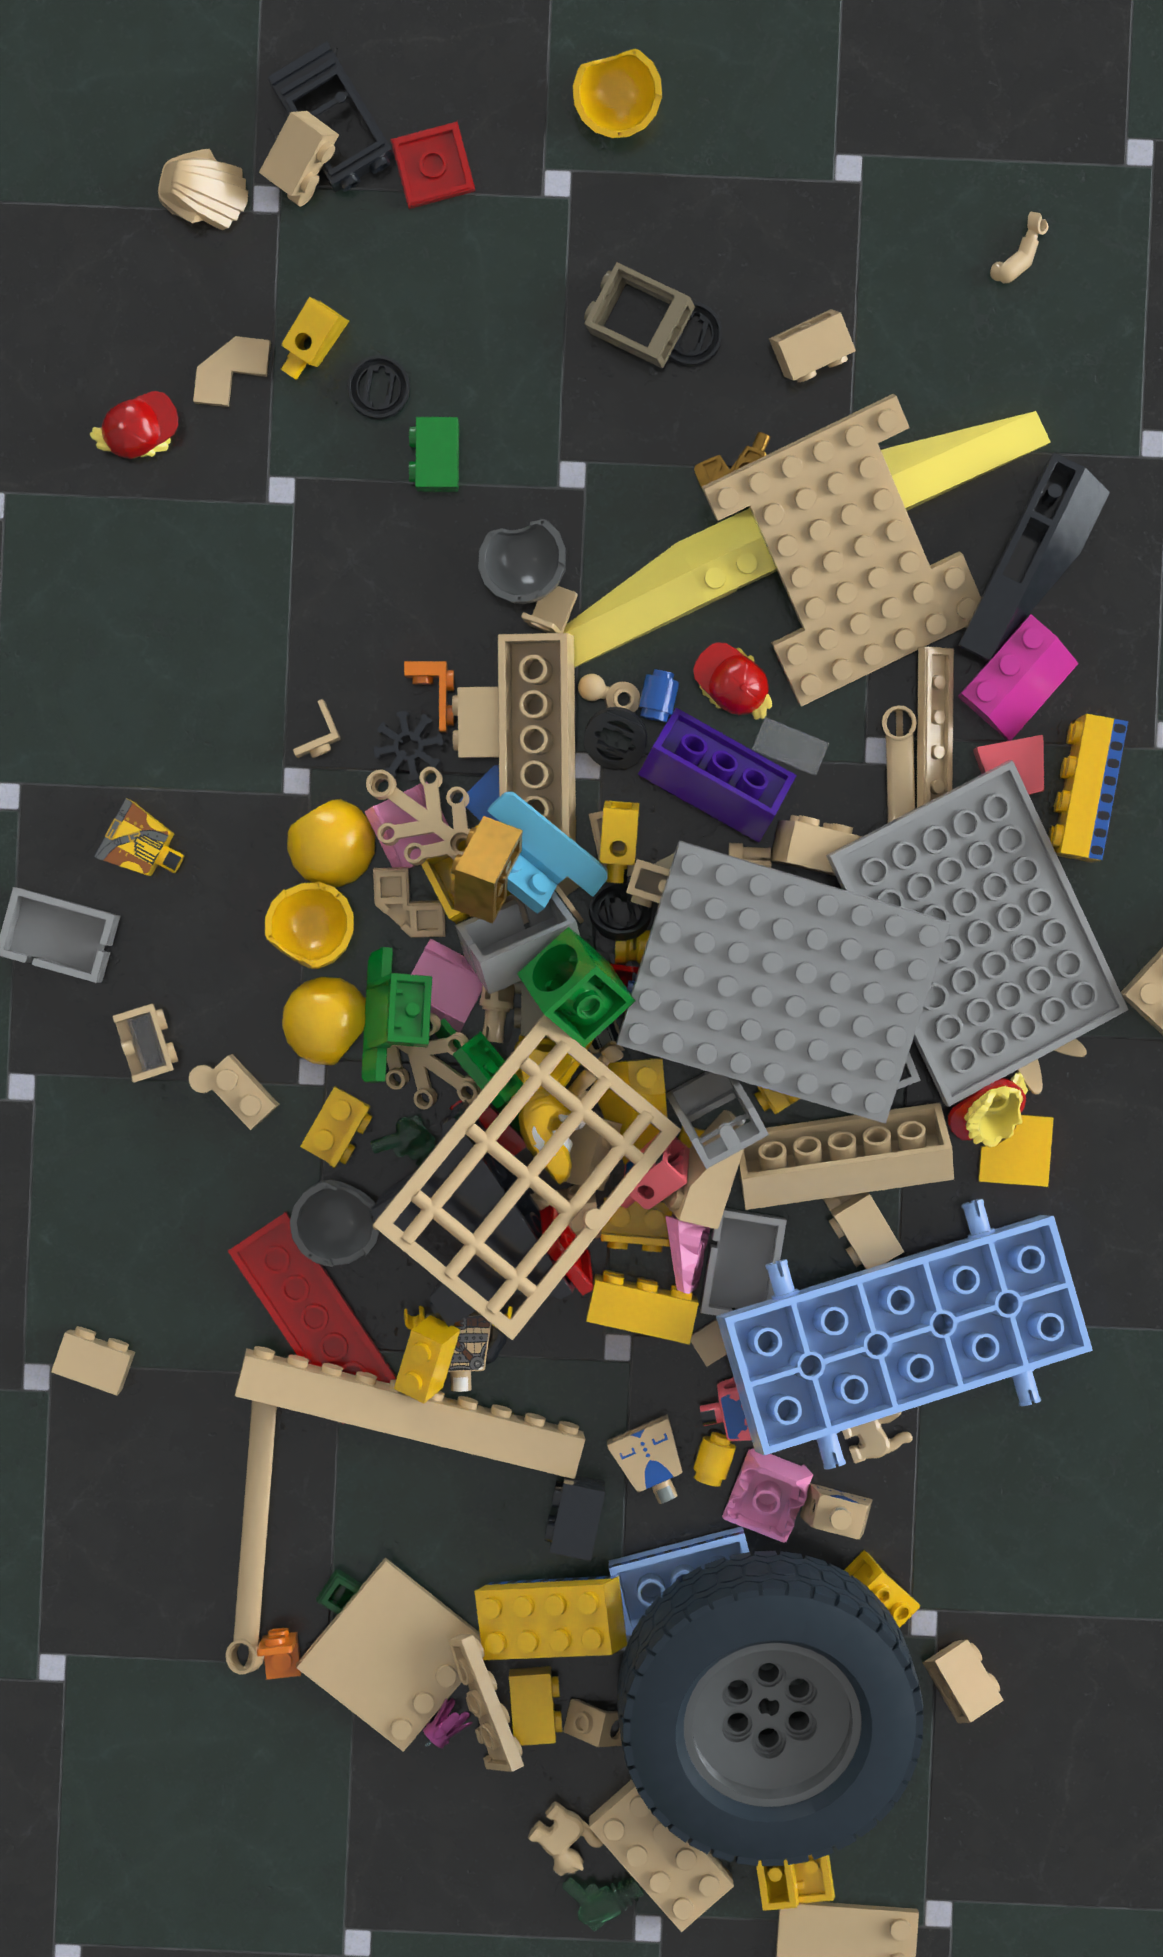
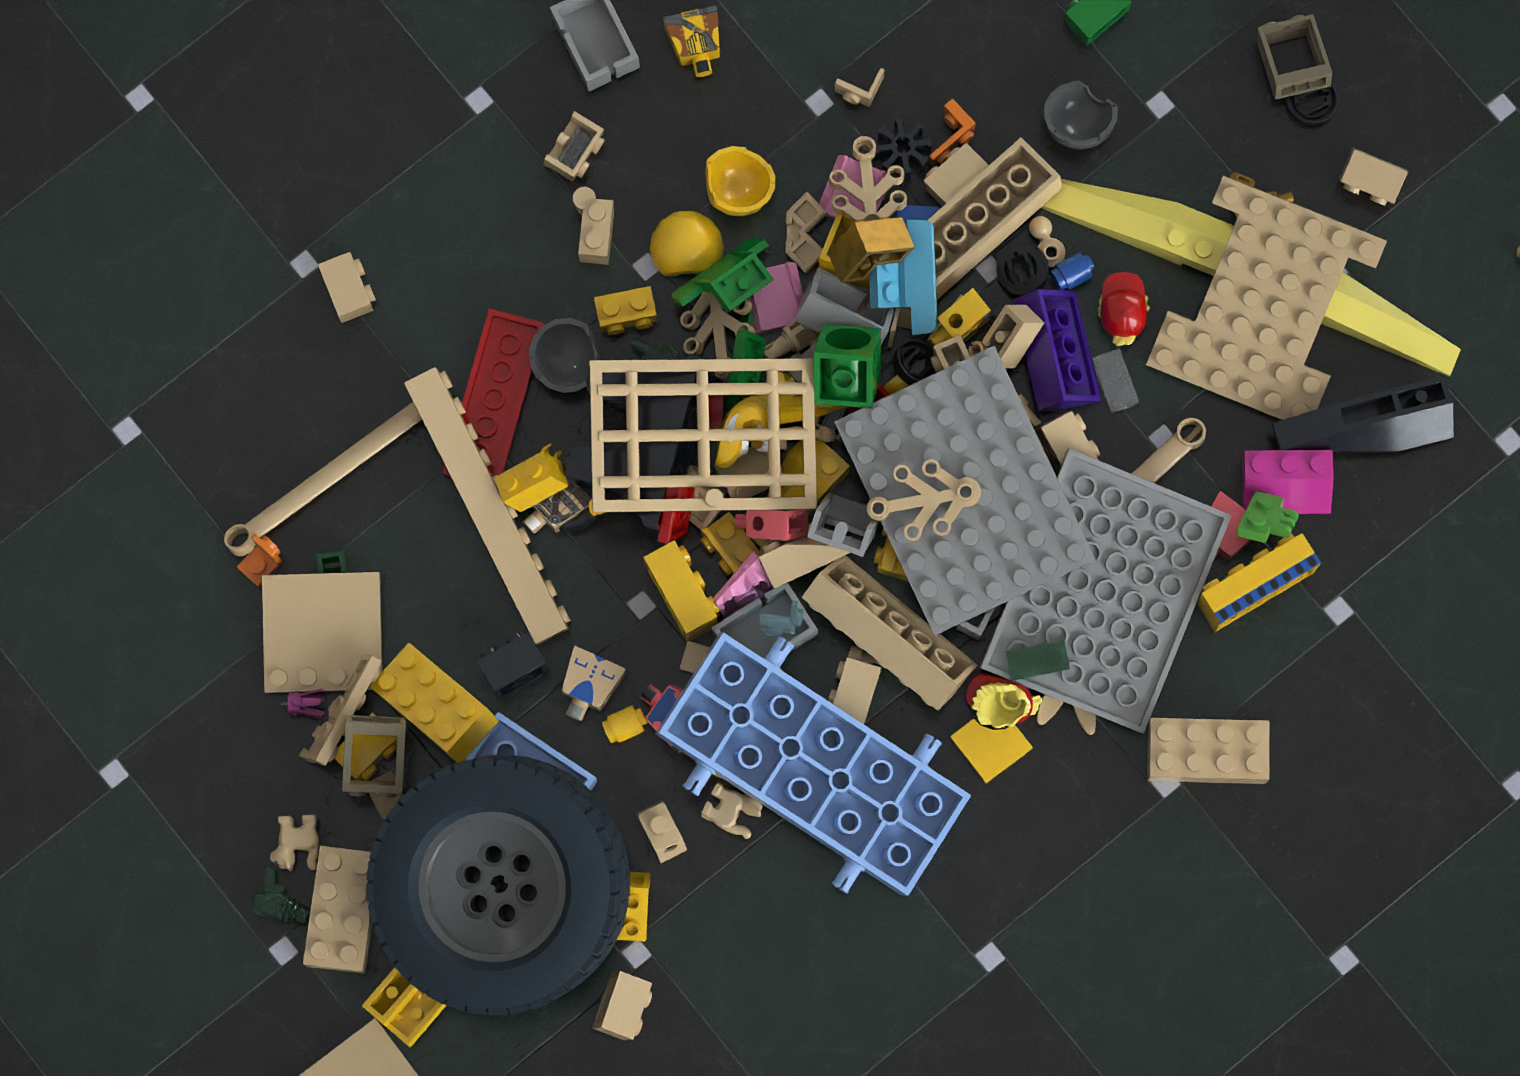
camera: 55 degrees right, 10 degrees down
(332, 844) = (800, 154): yellow cylinder -> none
(527, 1698) = (373, 726): none -> dark tan window
(552, 611) = (1066, 161): tan bracket -> none
(671, 811) = (1010, 334): none -> tan hinge
(753, 1257) = (776, 625): none -> clear light blue bracket
(765, 1025) = (929, 499): none -> tan plant
(768, 1495) = (631, 778): bright pink slope -> none
(934, 723) = (1215, 452): tan tile -> none
(987, 1050) = (1037, 660): none -> clear green plate
(1042, 730) = (1266, 517): none -> bright green hinge

